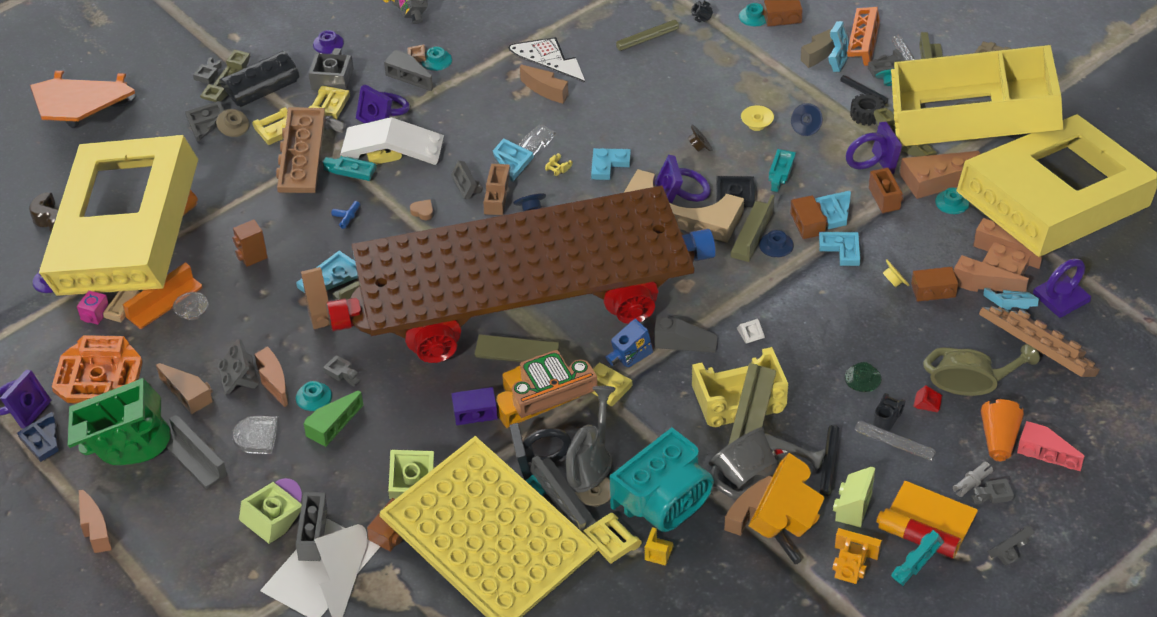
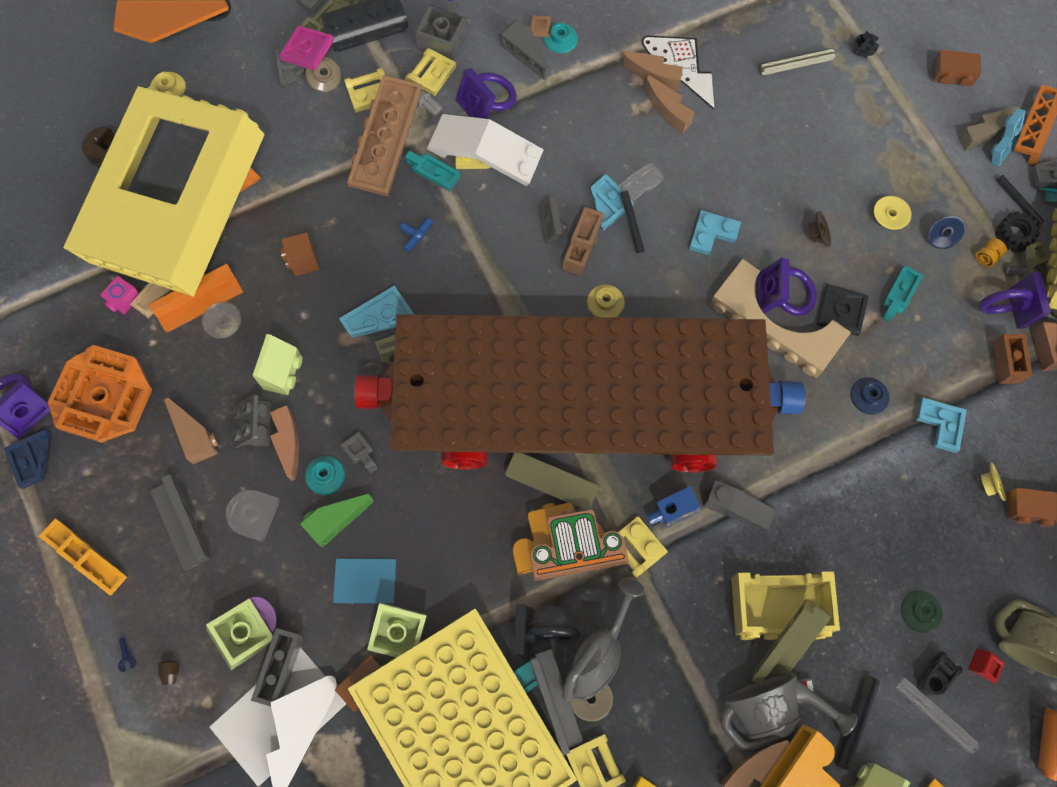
camera: 10 degrees right, 25 degrees up
(93, 523) = (55, 591): nougat slope -> none
(112, 495) = (83, 556): none -> light orange slope
(120, 425) = (102, 480): green brick -> none
(169, 556) = (125, 657): none -> clear blue hand
(212, 556) = (168, 672): none -> dark brown hose
(214, 103) = (306, 47): none -> dark pink tile
(251, 322) = (277, 365): none -> yellowish green slope
(316, 297) = (351, 356): medium nougat slope -> none
(367, 460) = (365, 581): none -> dark azure window
(422, 209) = (497, 247): medium nougat tile -> none
(474, 406) = (488, 544): dark purple brick -> none
(511, 60) = (652, 65): none -> medium nougat slope
(530, 202) = (615, 273): dark blue piece -> none
(535, 165) = (632, 221): none -> black bar
(561, 168) = (661, 227): light yellow piece -> none
(662, 482) = (668, 728): teal brick -> none
(751, 331) = (813, 515): white slope -> none
(752, 15) = (920, 61): teal piece -> none
(753, 230) = (849, 371): olive panel -> none
(808, 216) = (915, 371): dark orange brick -> none
(835, 208) = (947, 366): medium azure wing -> none
(848, 126) = (989, 254): none -> light orange wheel

